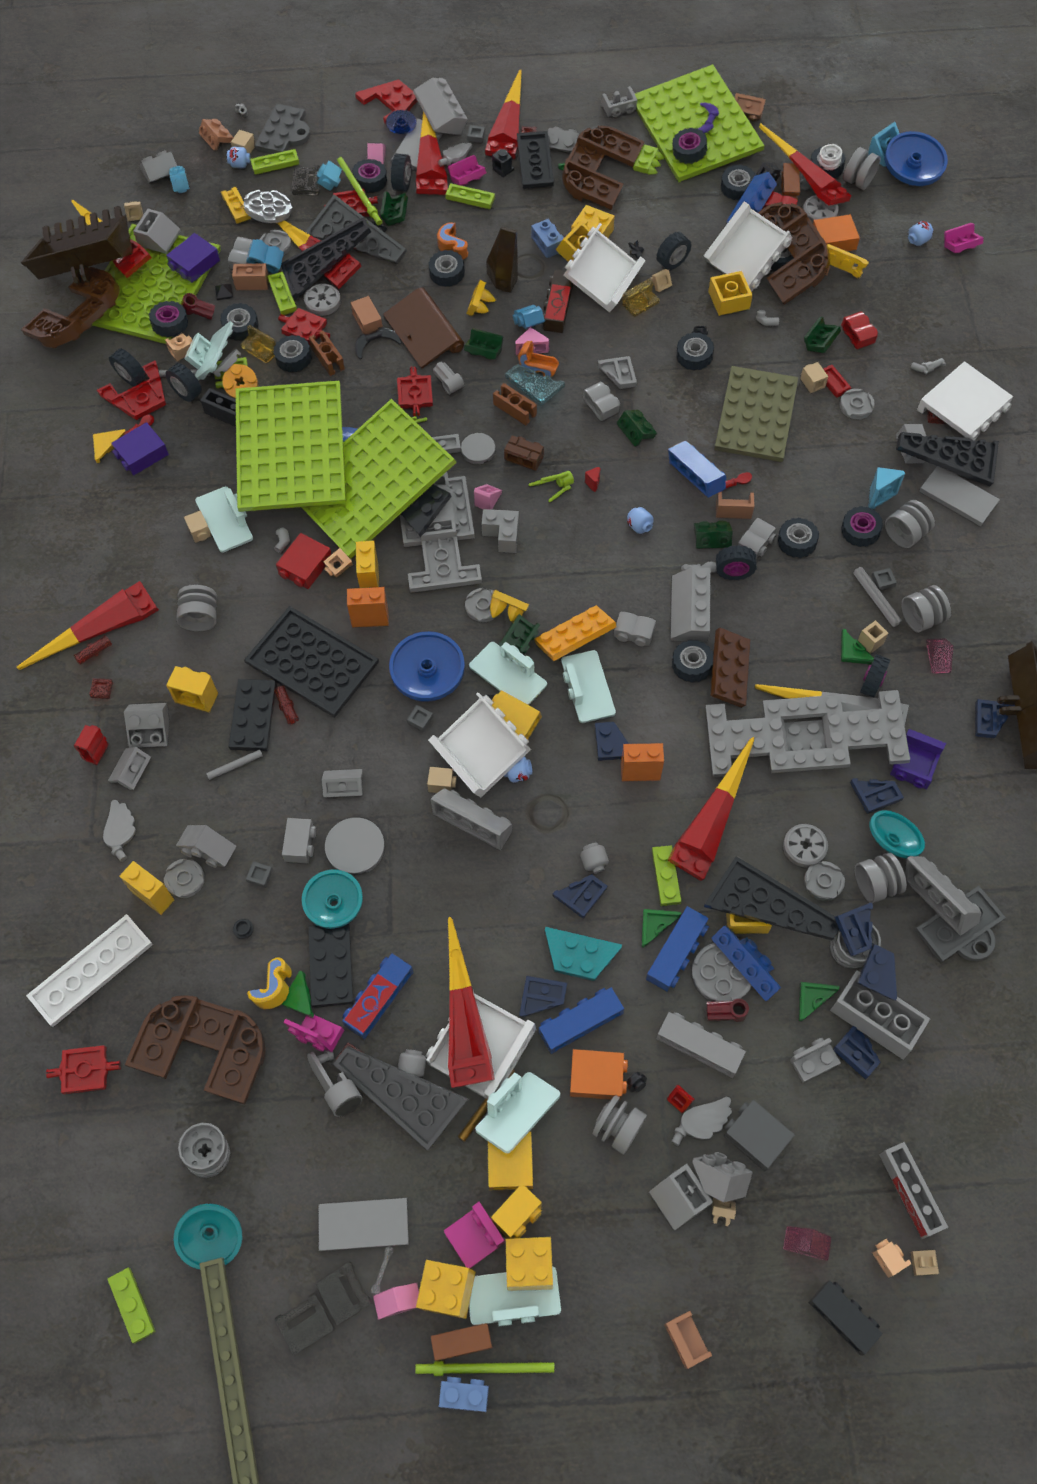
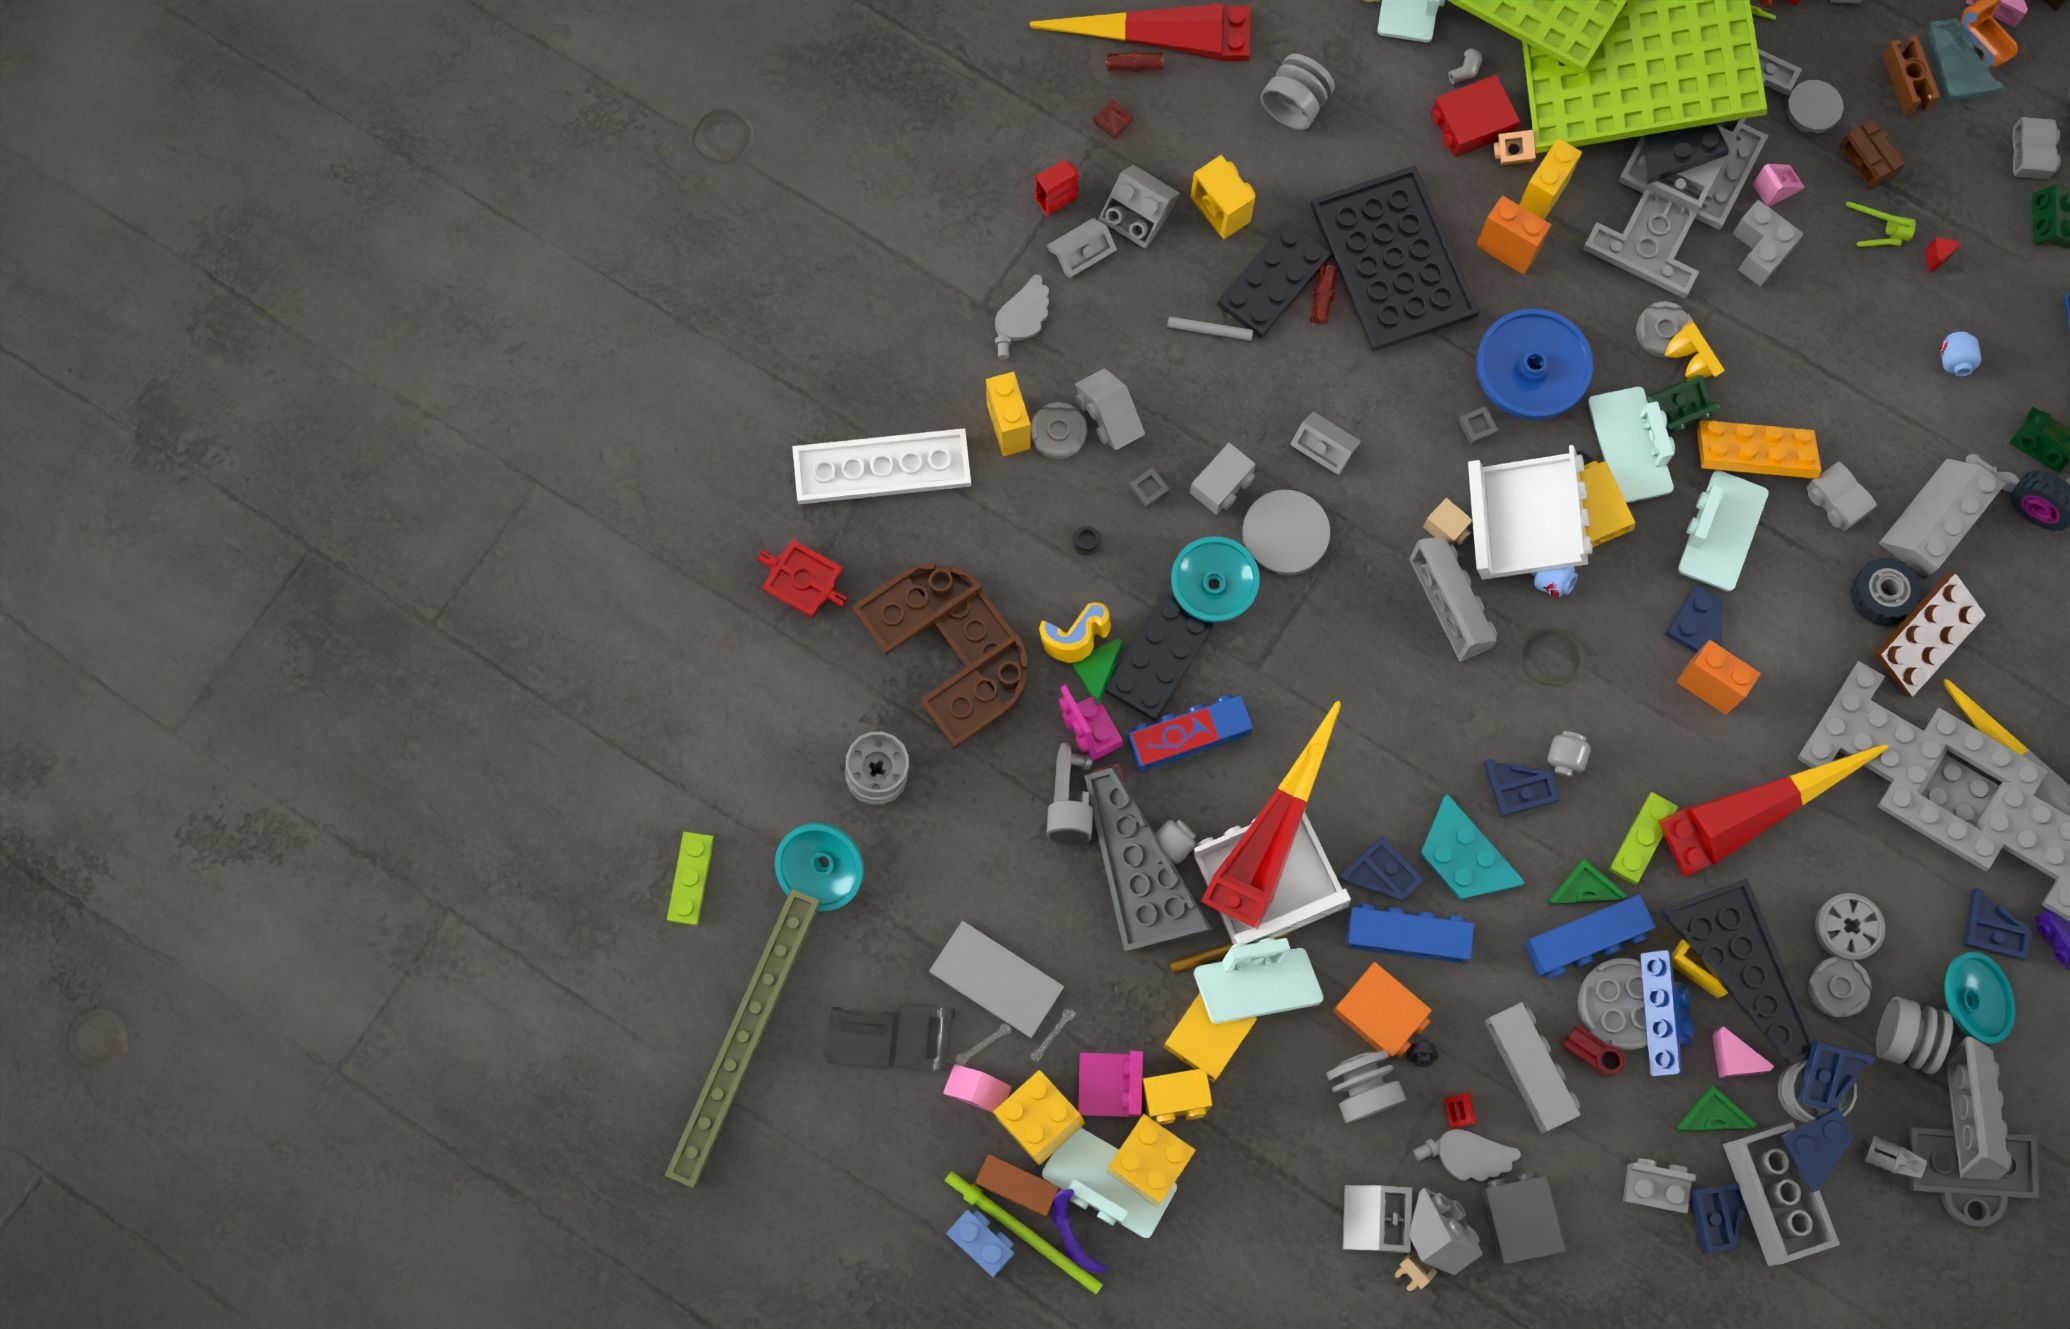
camera: 35 degrees right, 10 degrees up
(420, 1213) = (1068, 1015): none -> clear hinge
(518, 1352) = (1071, 1243): none -> dark purple piece
(801, 957) = (1735, 1057): none -> bright pink slope
(921, 951) = (1905, 1162): none -> light grey hinge

